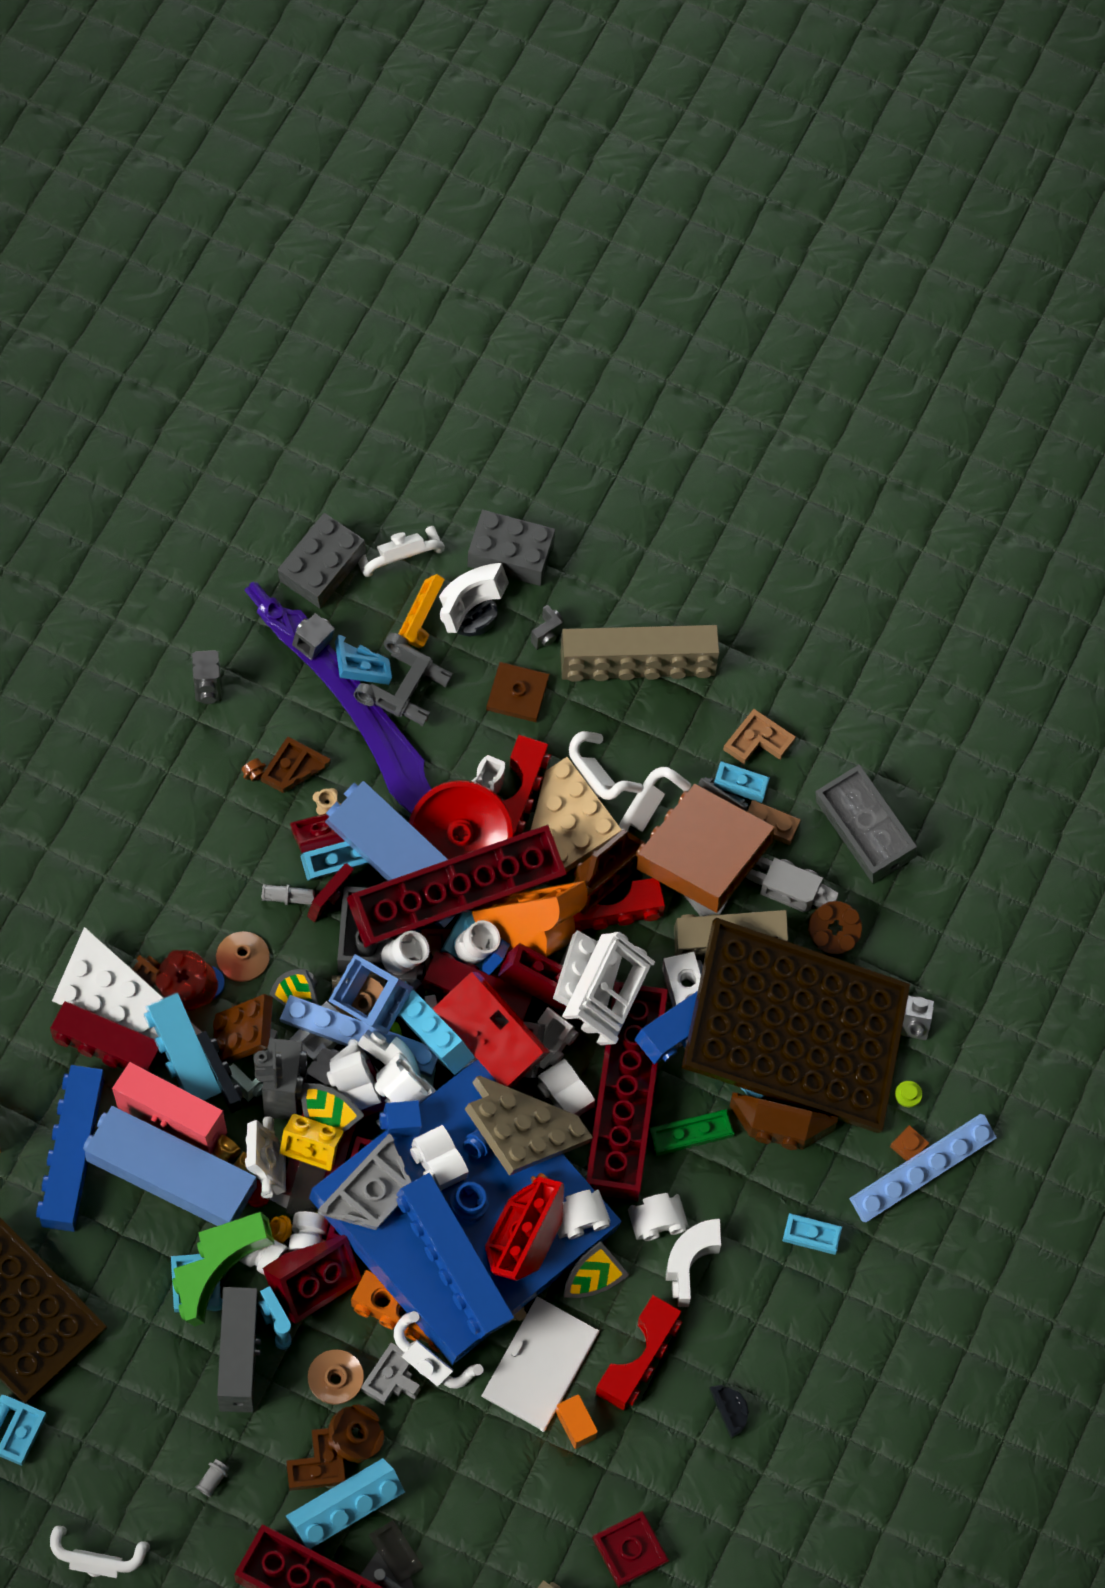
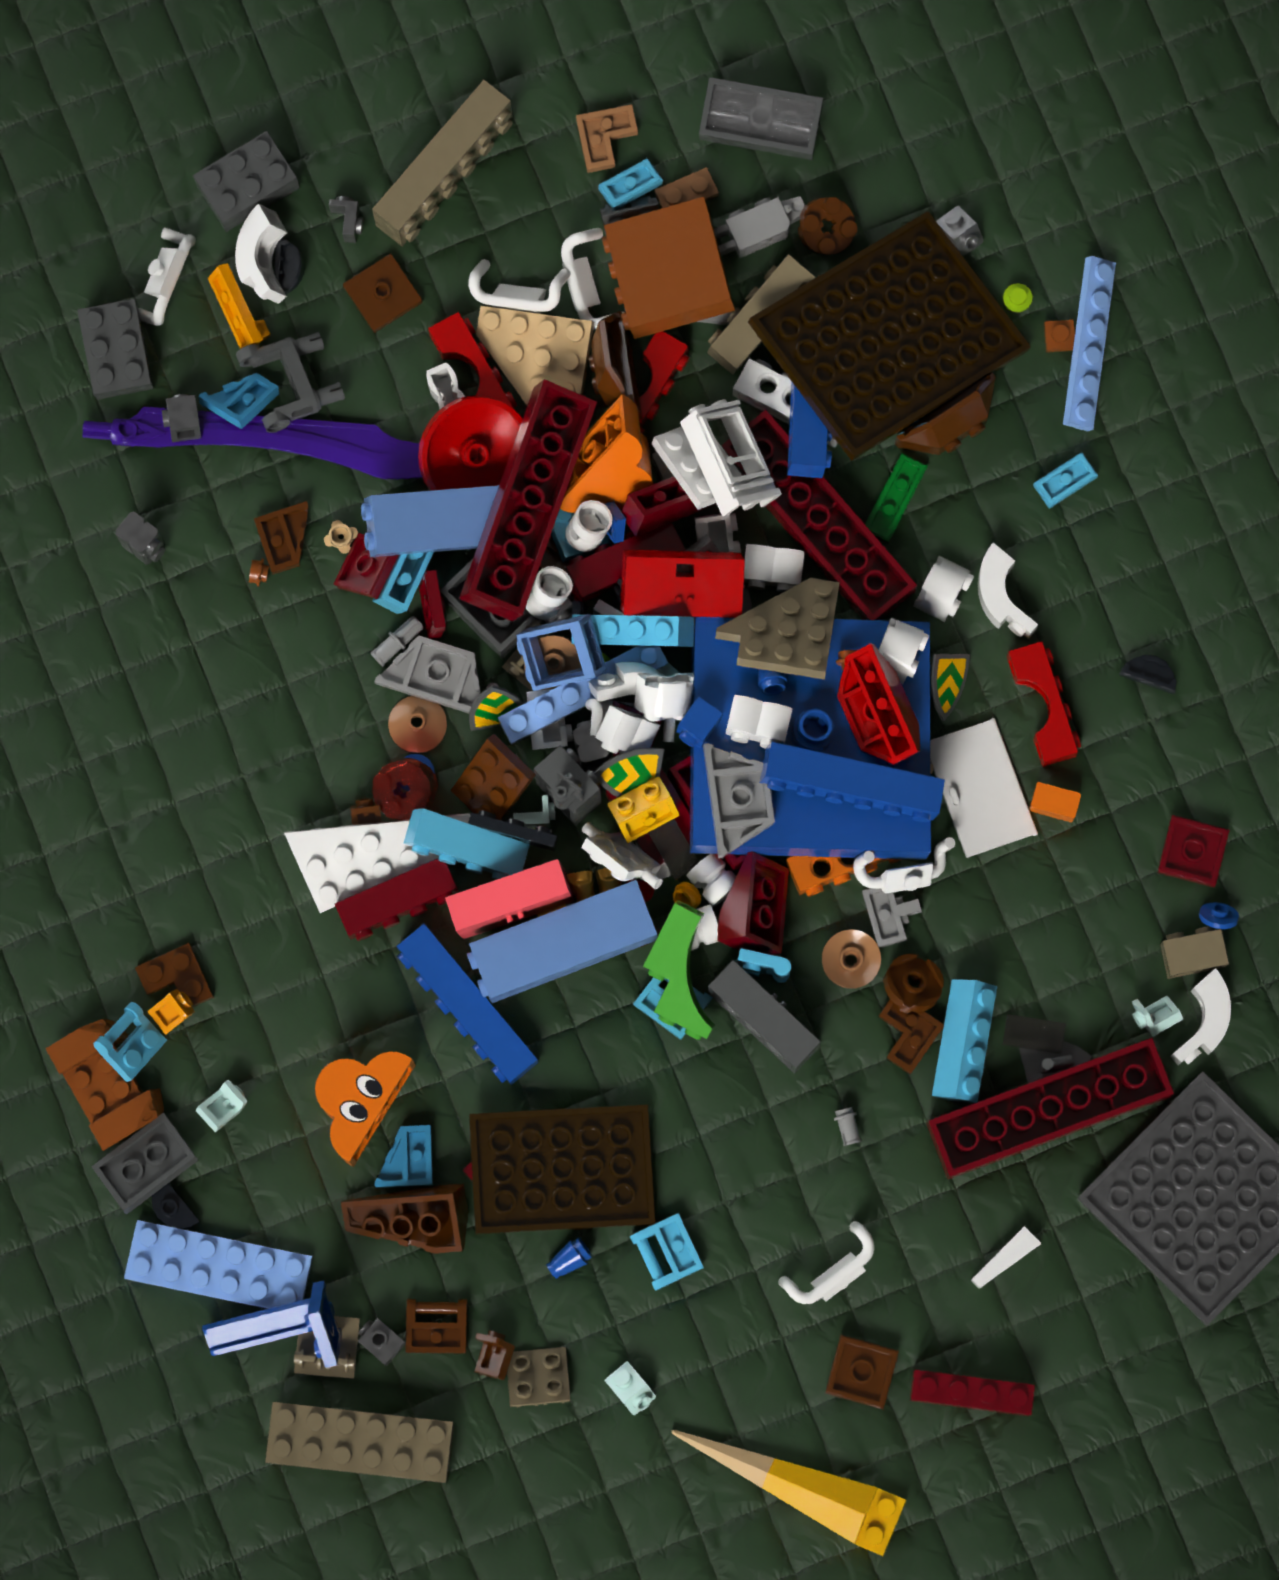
camera: 40 degrees left, 15 degrees up
(286, 935) = (434, 674): none -> light grey wing

